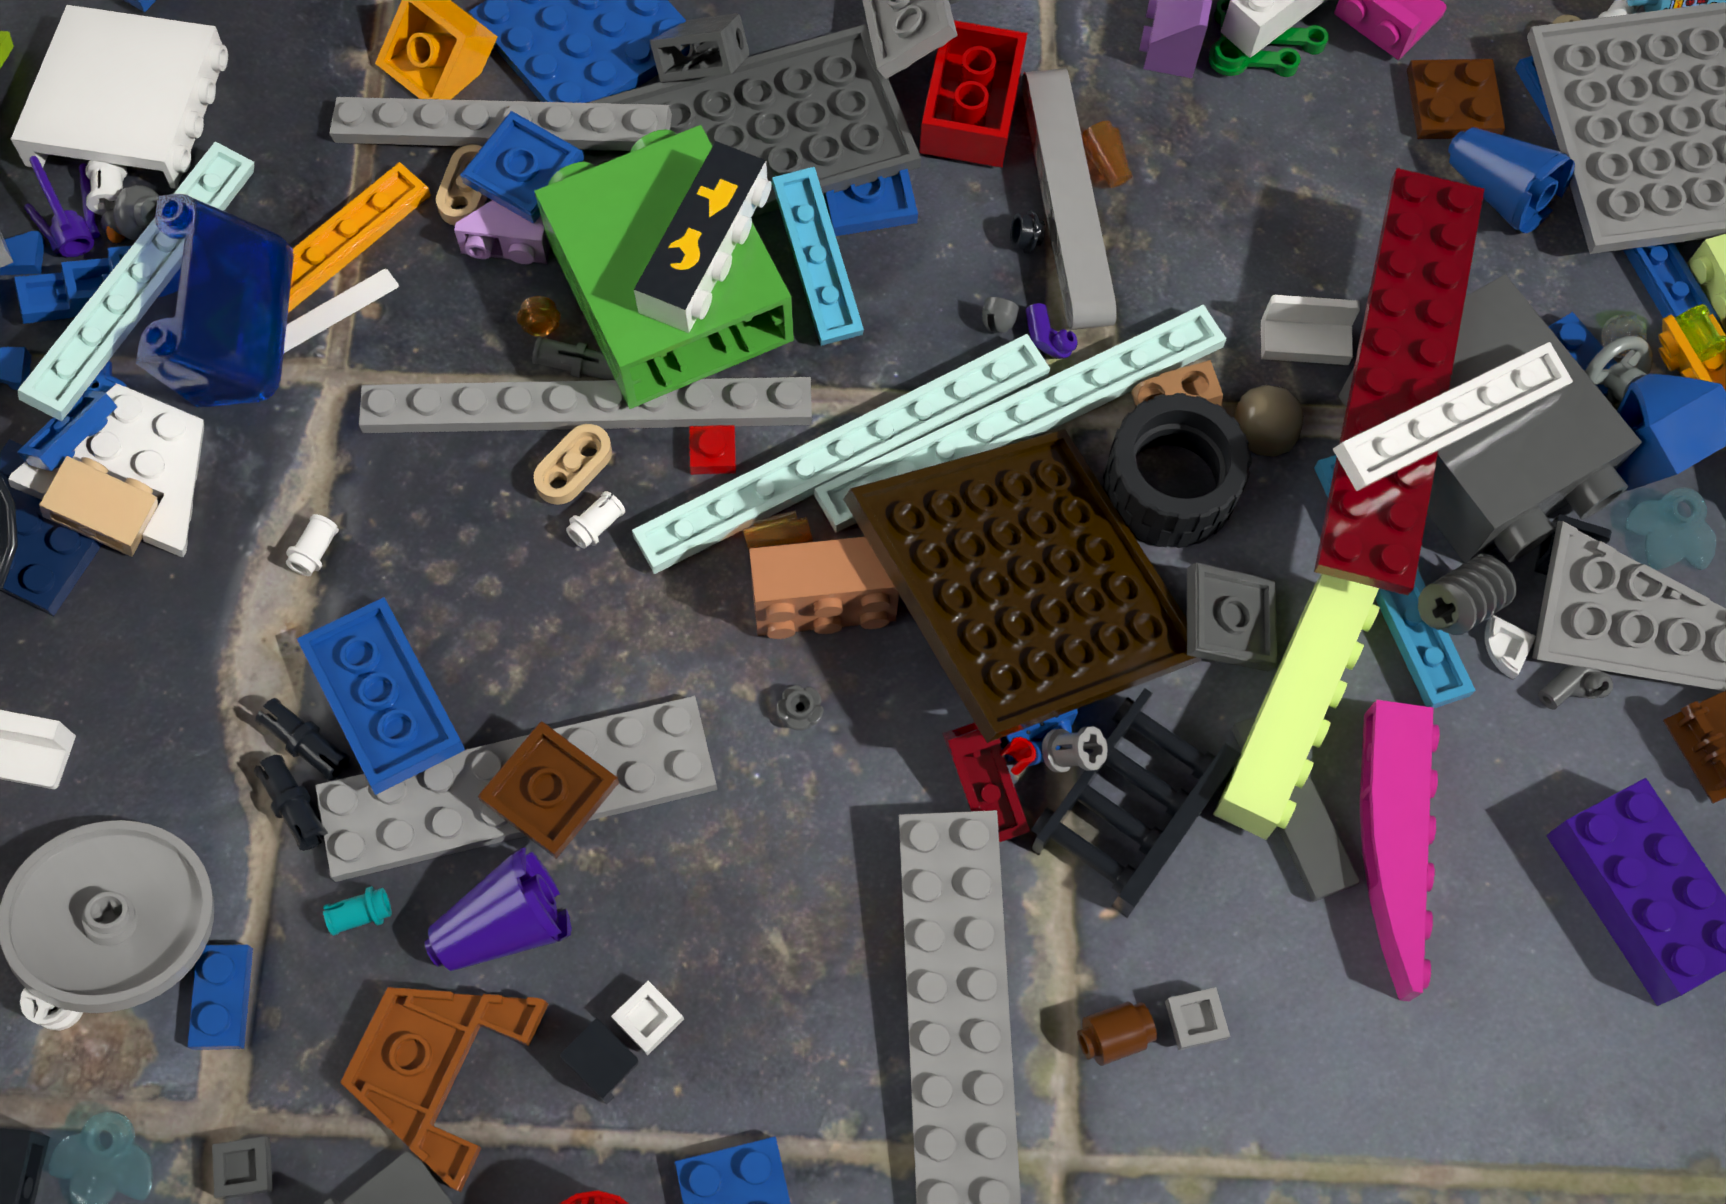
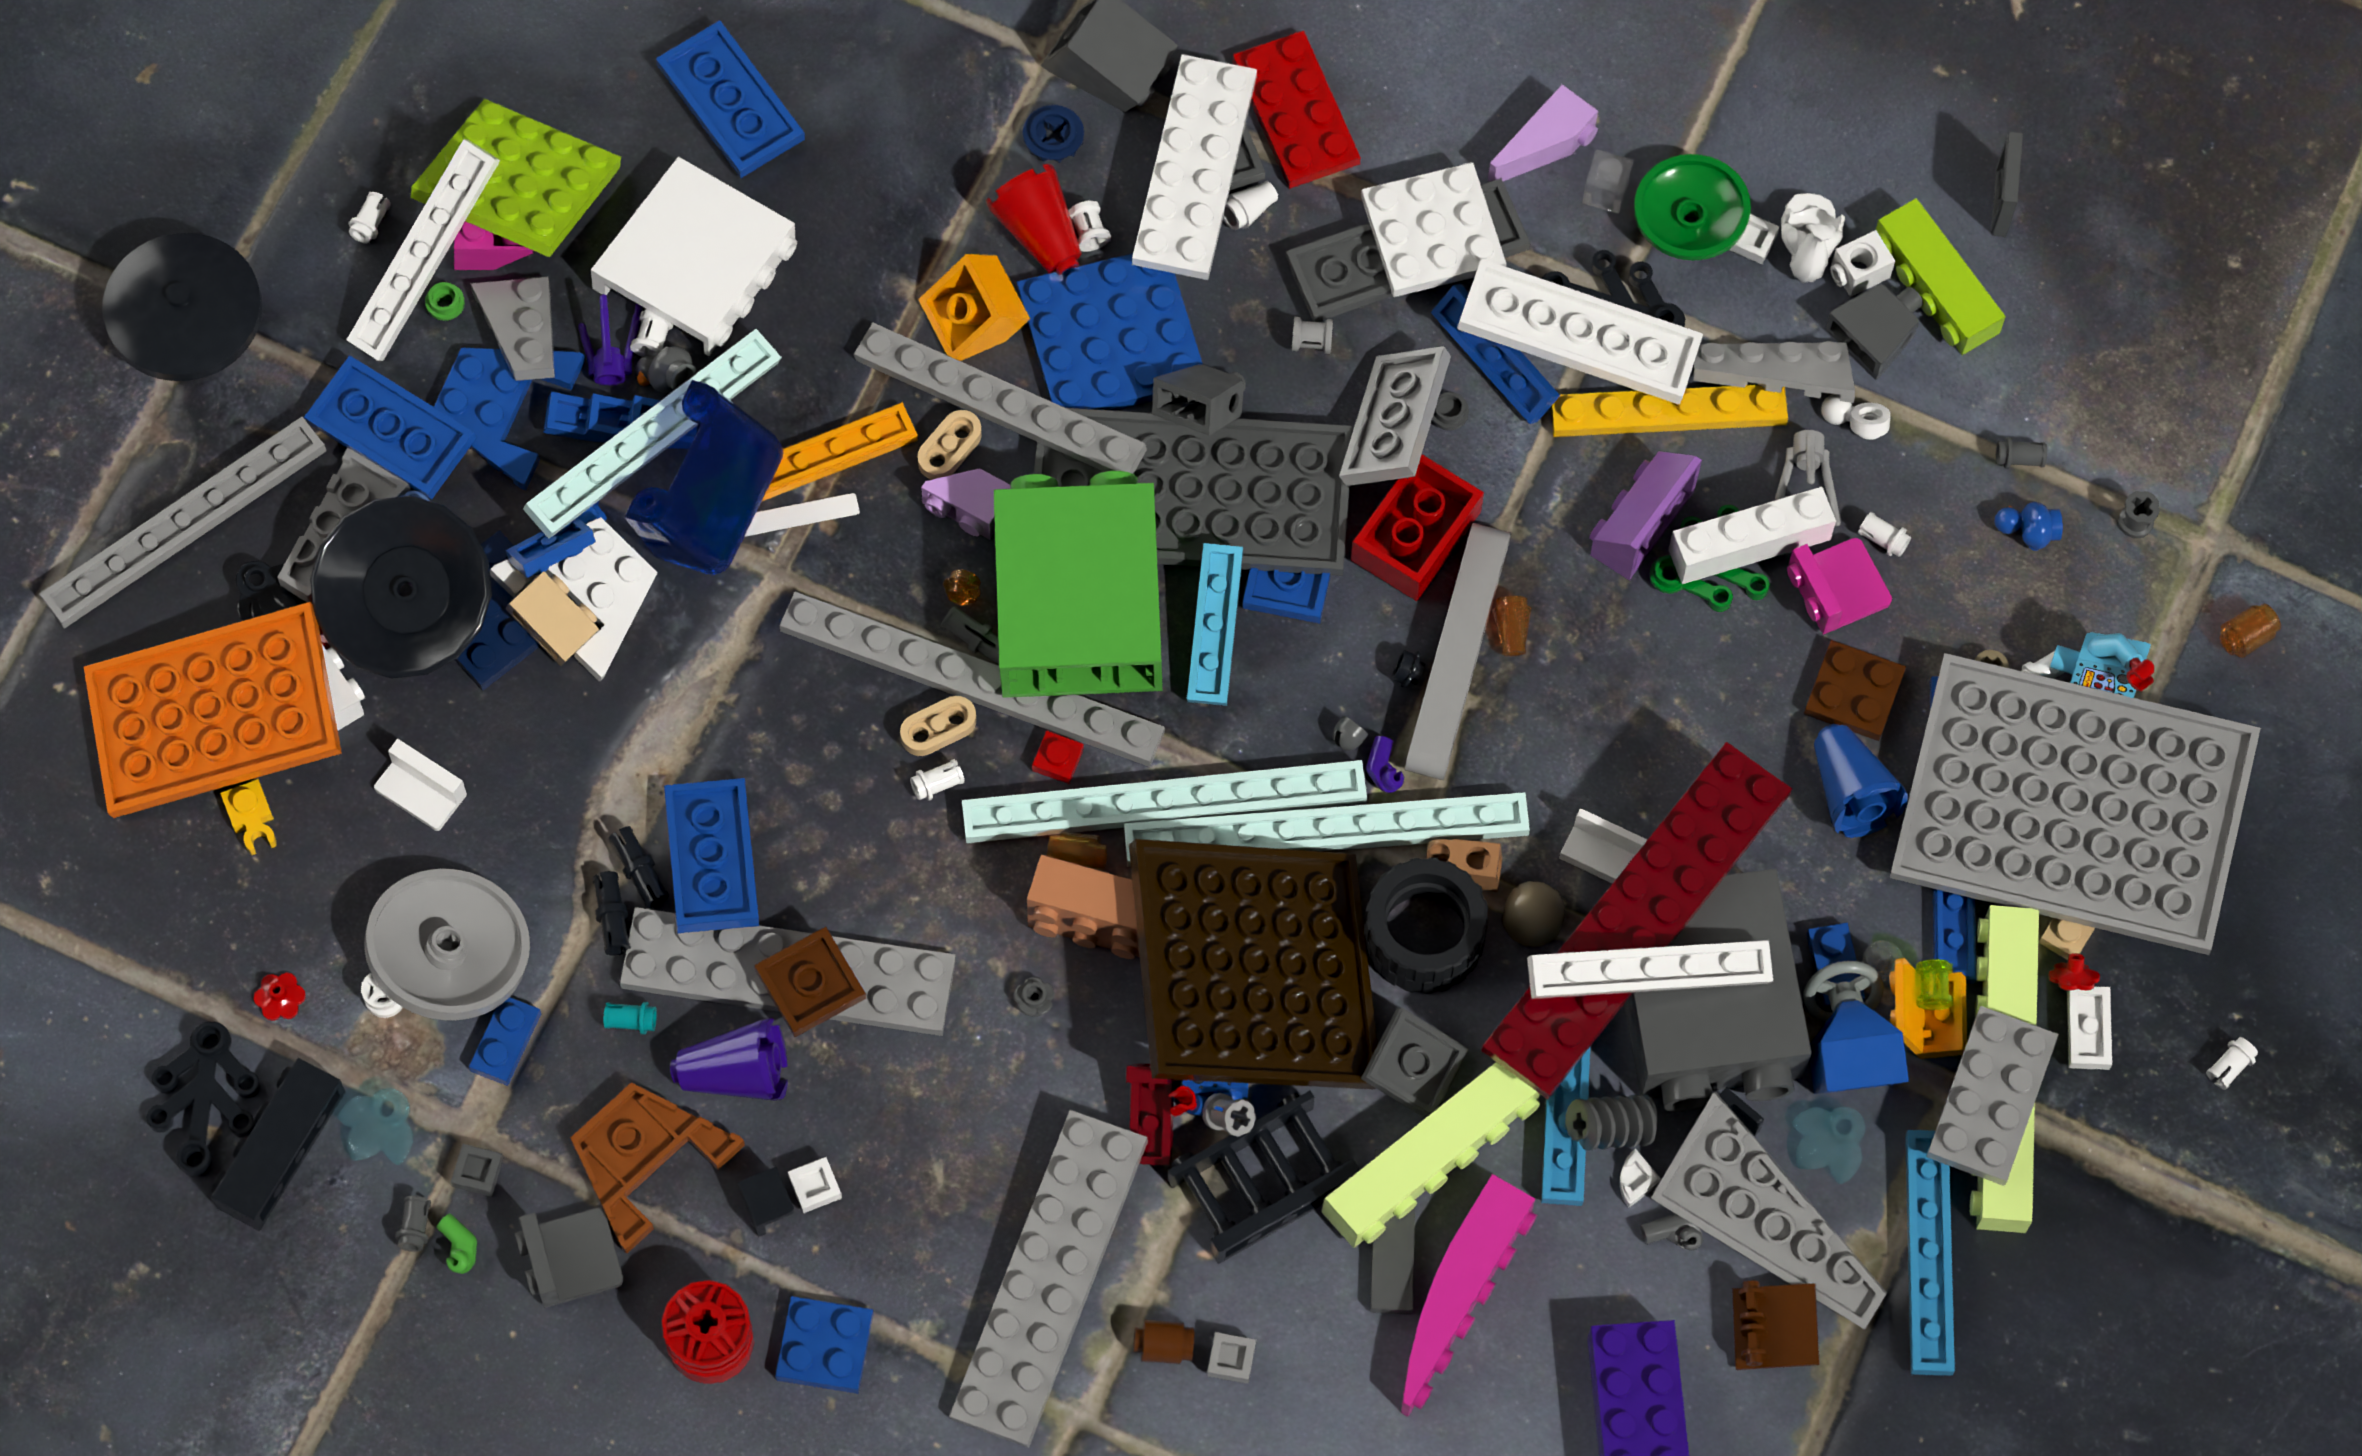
camera: 25 degrees right, 0 degrees up
(311, 546) = (703, 713): white pin -> none
(517, 163) = (998, 451): blue plate -> none
(702, 237) = (1109, 586): brick -> none

